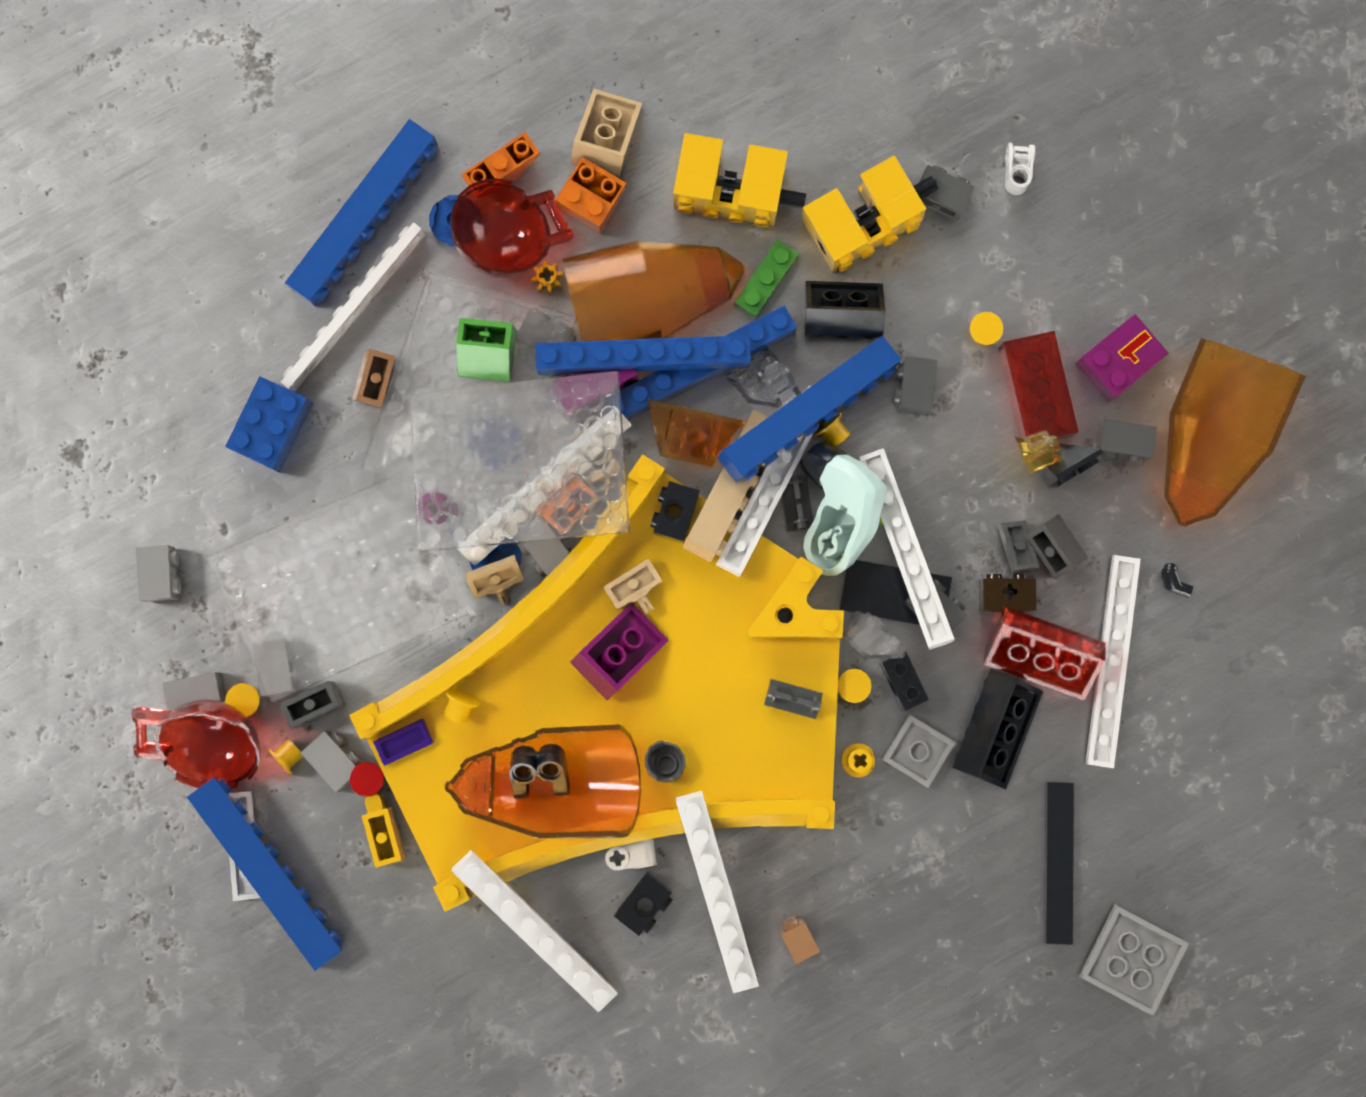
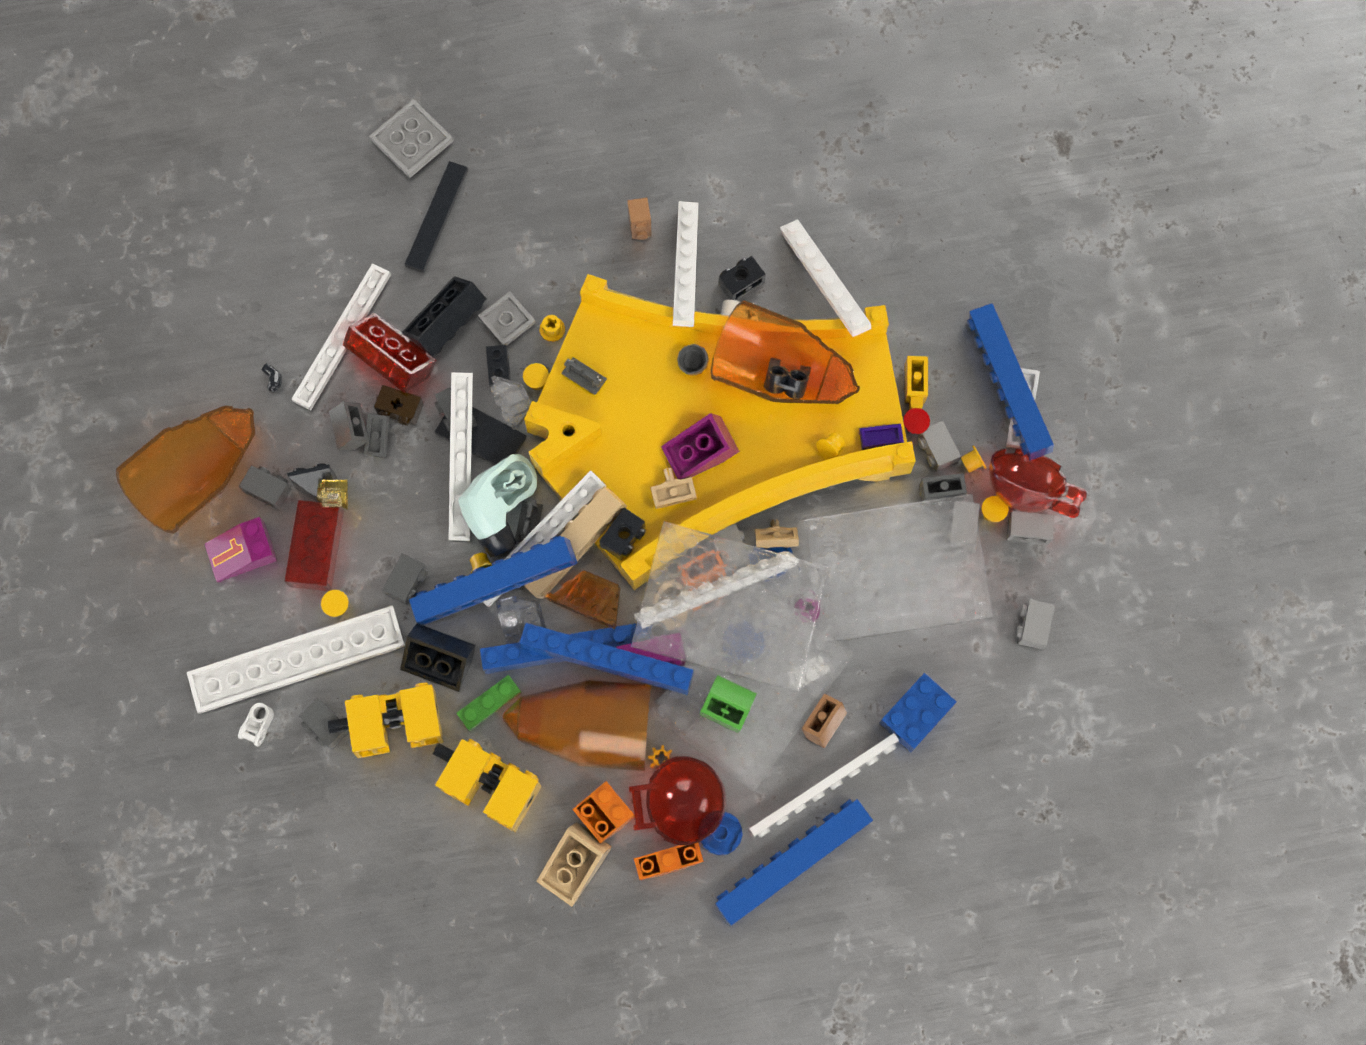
camera: 165 degrees left, 10 degrees down
(1004, 254) = (295, 659): none -> white plate

